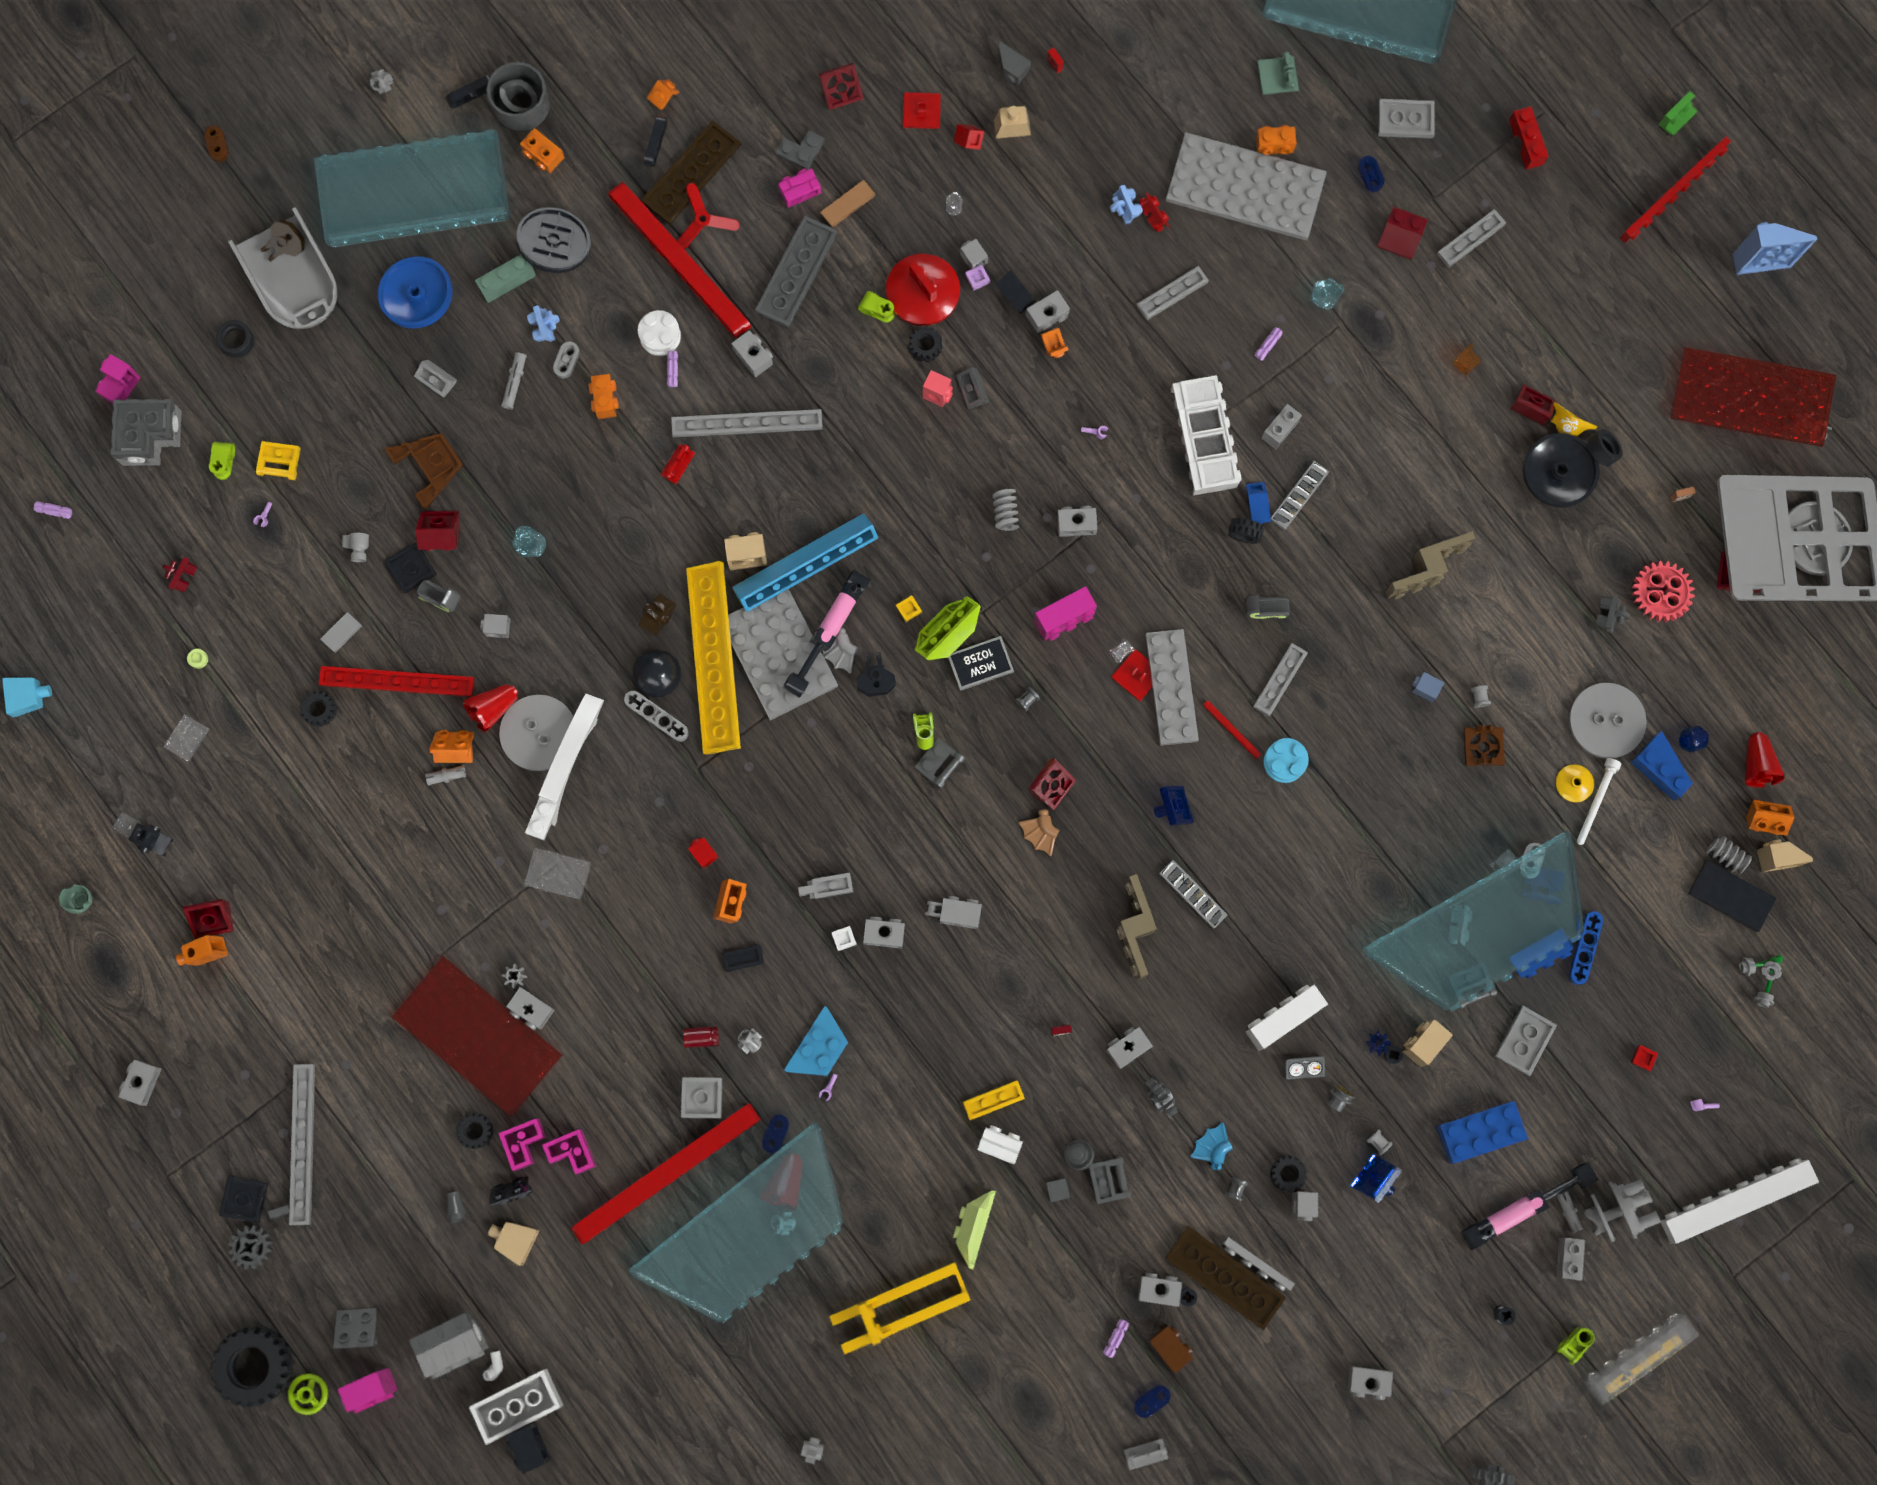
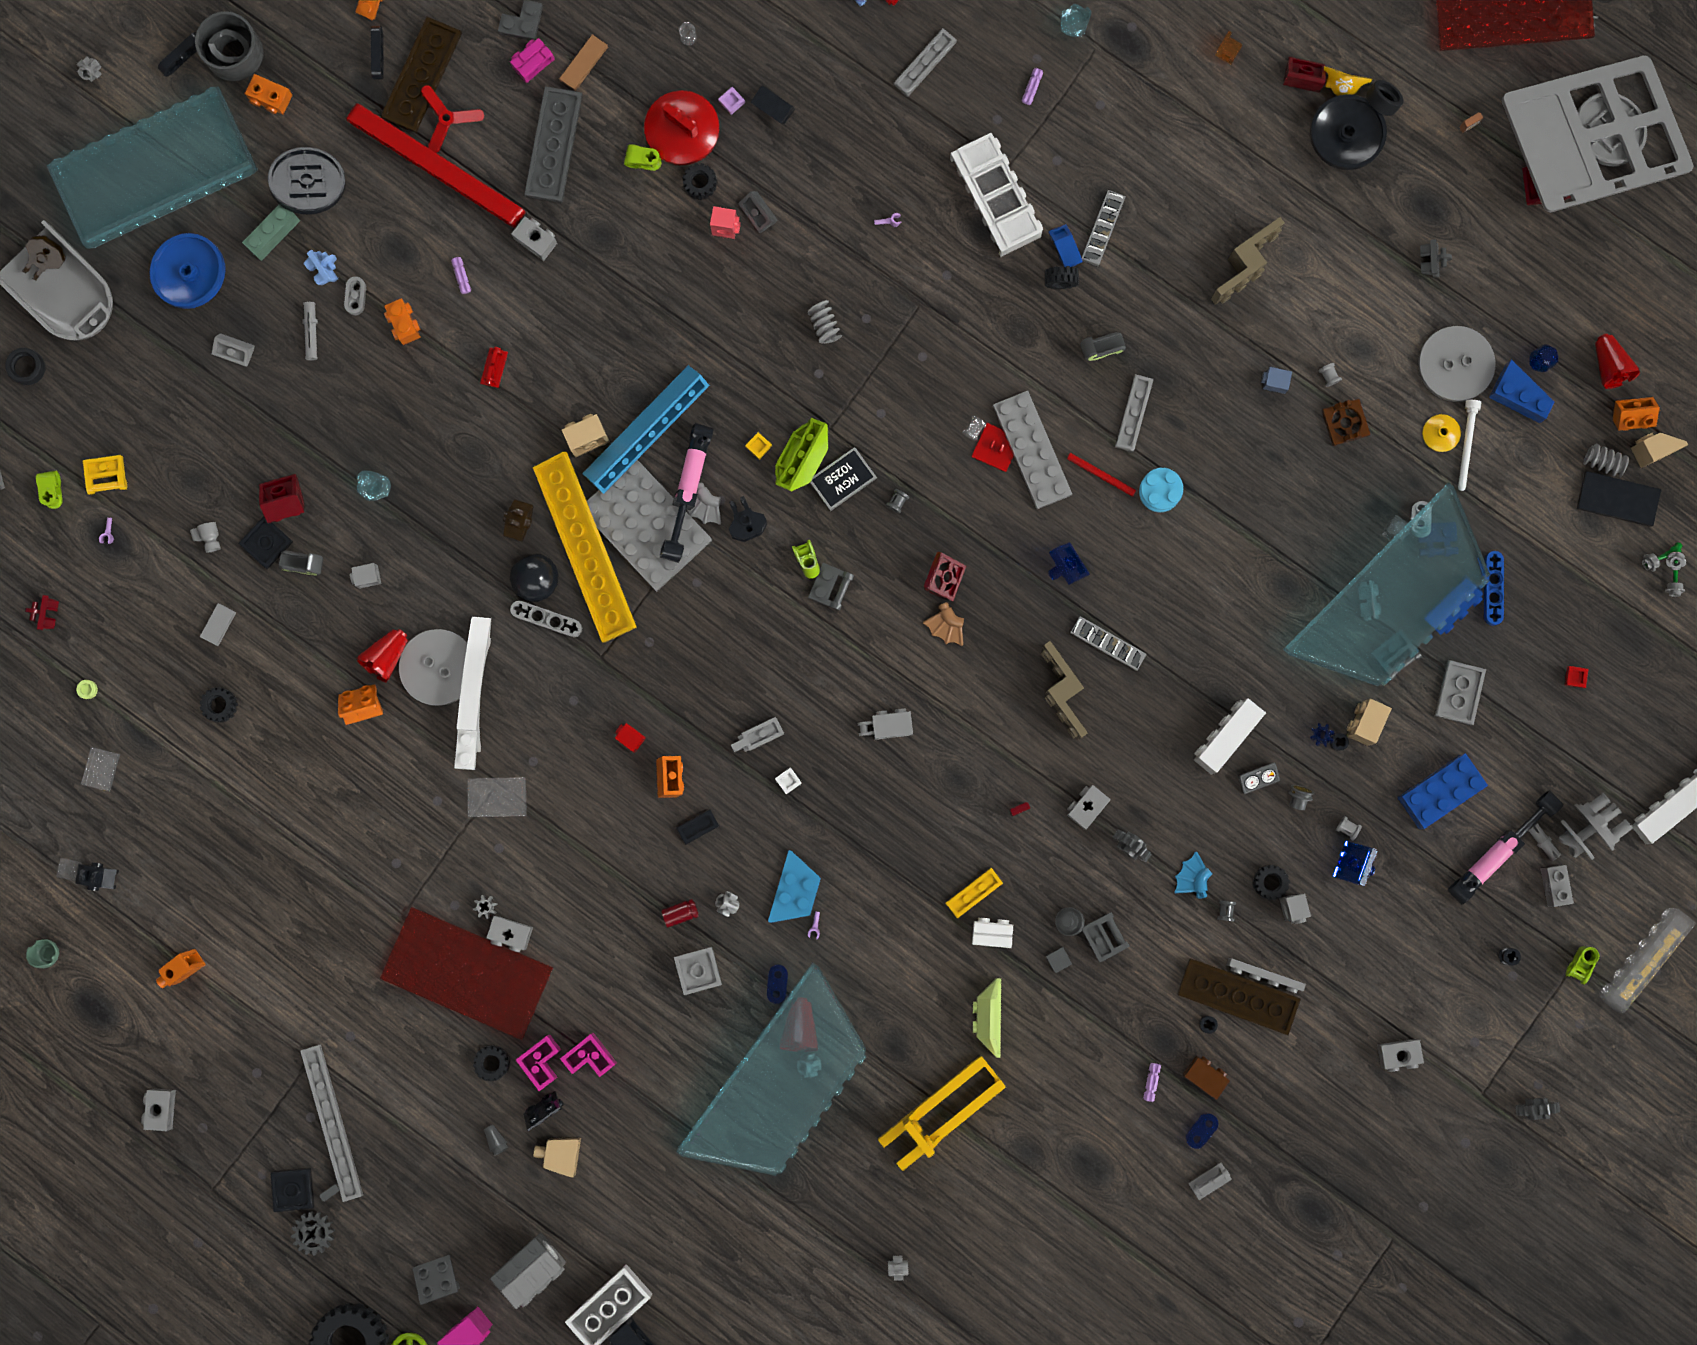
camera: 10 degrees left, 5 degrees up
(209, 918) = (177, 935): dark red slope -> none
(396, 681) = (286, 656): red plate -> none
(435, 459) = (258, 430): reddish brown wing -> none
(445, 775) = (361, 733): light grey pin -> none
(495, 1368) = (578, 1277): white arm -> none
(659, 333) = (437, 243): white wheel -> none
(665, 1174) = (684, 1051): red beam -> none
(747, 423) = (549, 308): light grey plate -> none
(893, 940) = (836, 768): light grey brick -> none
(973, 254) = (721, 78): light grey brick -> none
(1053, 303) = (812, 105): light grey brick -> none
(1054, 343) = (824, 145): orange bracket -> none
(1065, 614) = (911, 408): dark pink brick -> none
(1067, 527) = (888, 322): light grey brick -> none
(1169, 1297) = (1192, 1028): light grey brick -> none
(1281, 426) = (1067, 165): light grey brick -> none
(1664, 575) = (1479, 238): coral gear -> none
(1698, 1105) = (1639, 707): lavender hand -> none

